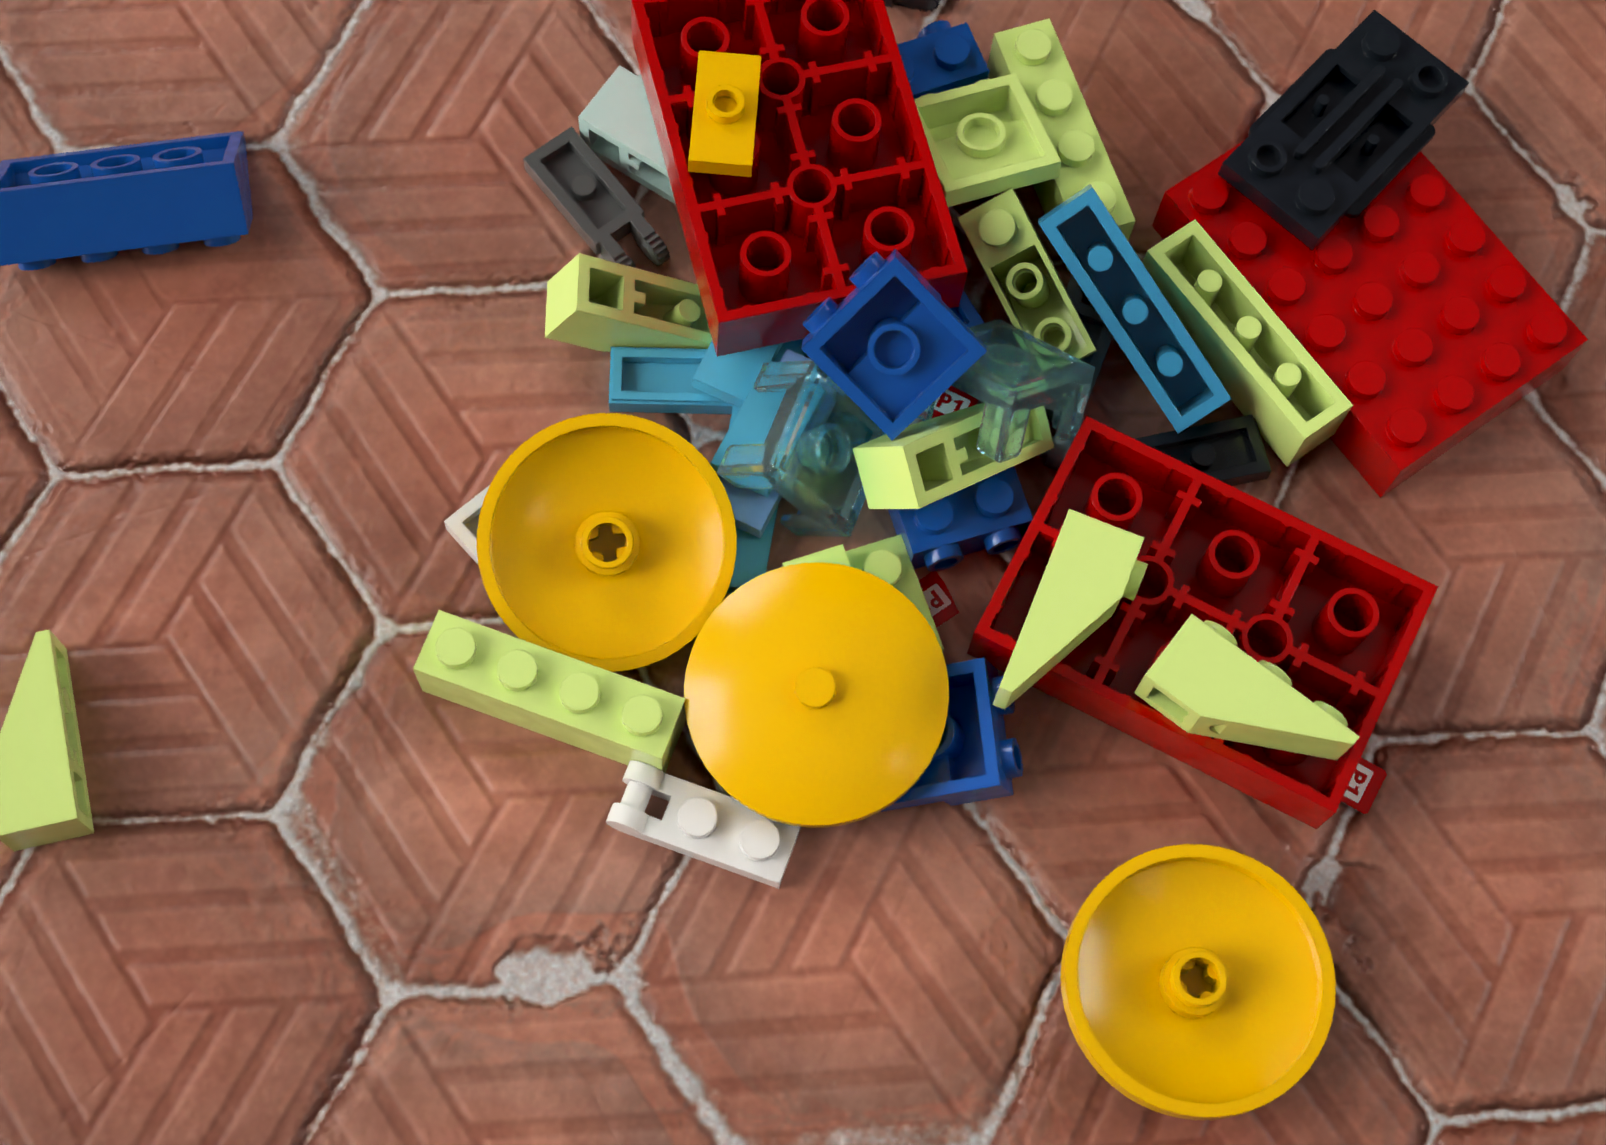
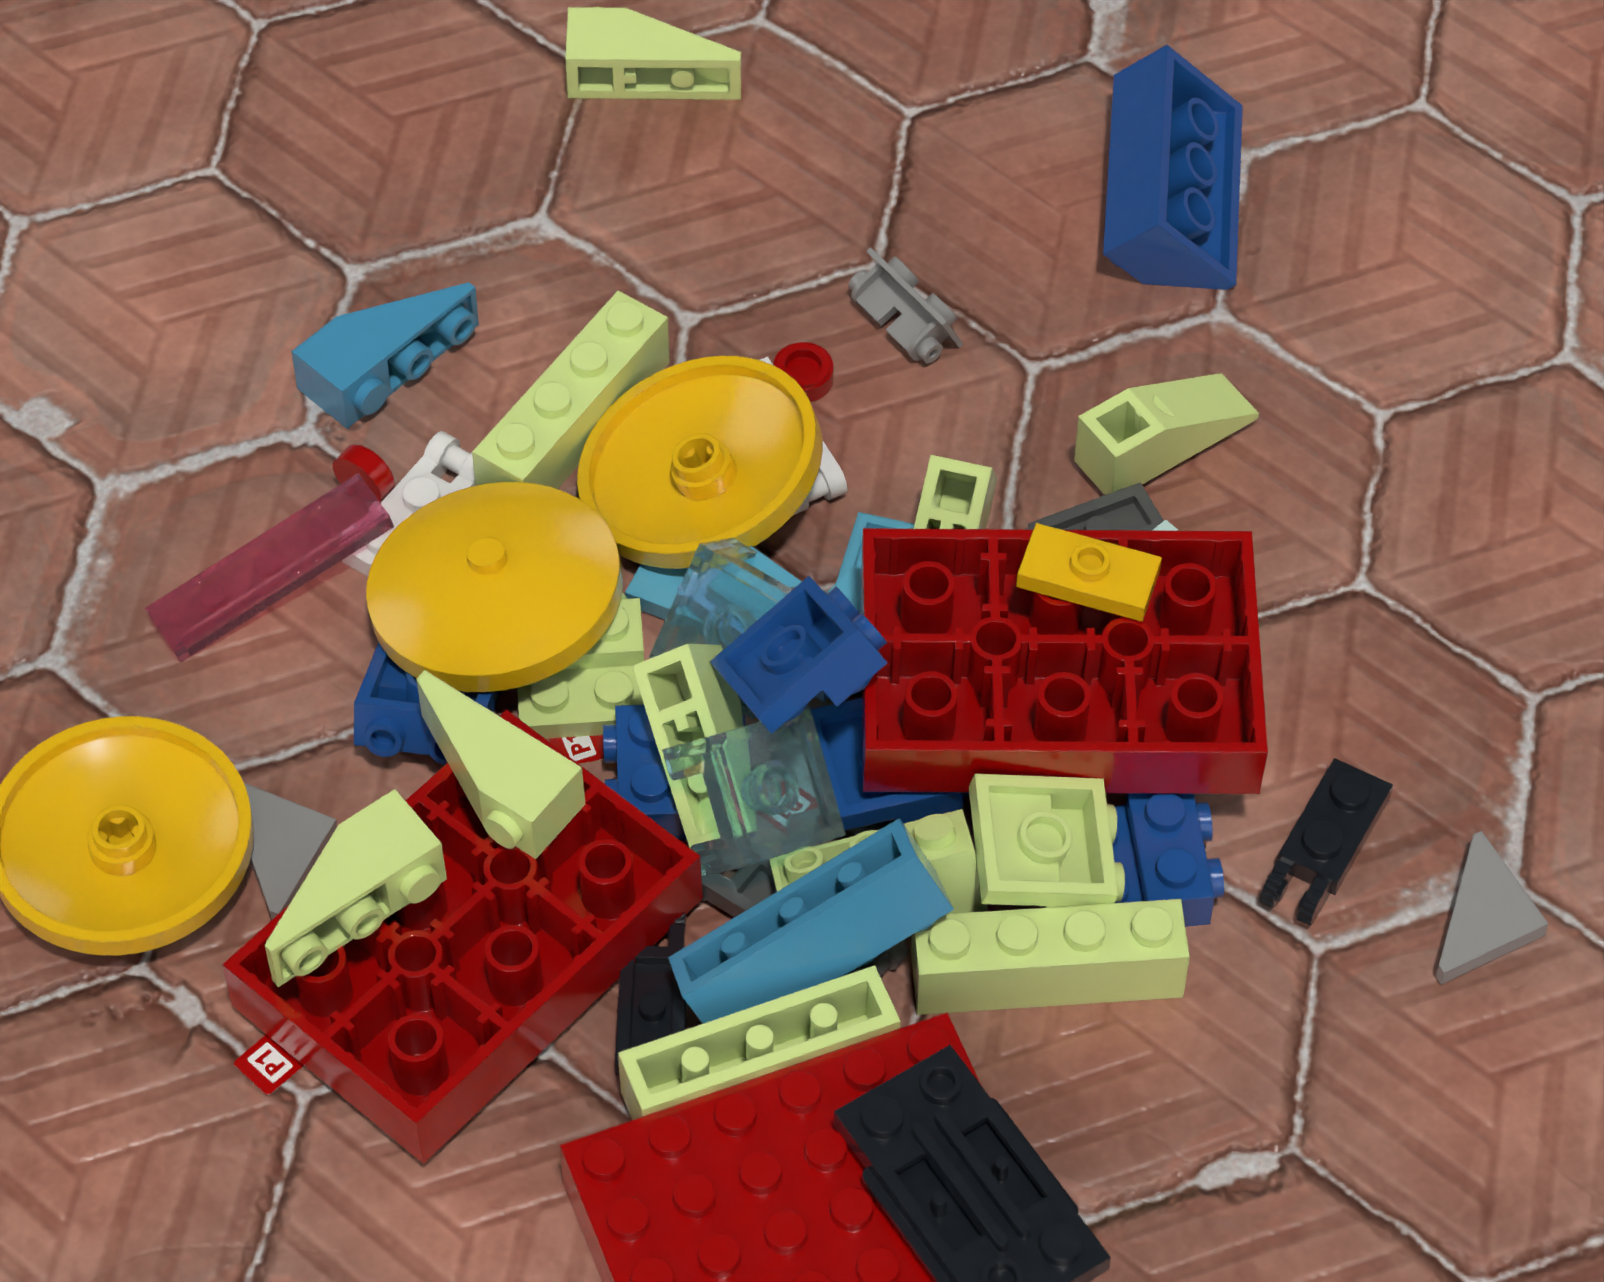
camera: 110 degrees right, 15 degrees down
(324, 430) = (922, 321): none -> light grey hinge
(436, 494) = (808, 366): none -> red tile
(458, 152) = (1157, 428): none -> yellowish green slope
(532, 930) = (374, 351): none -> dark azure slope
(684, 883) = (369, 465): none -> red tile
(828, 944) = (269, 567): none -> clear pink tile
(1132, 825) = (284, 845): none -> light grey tile

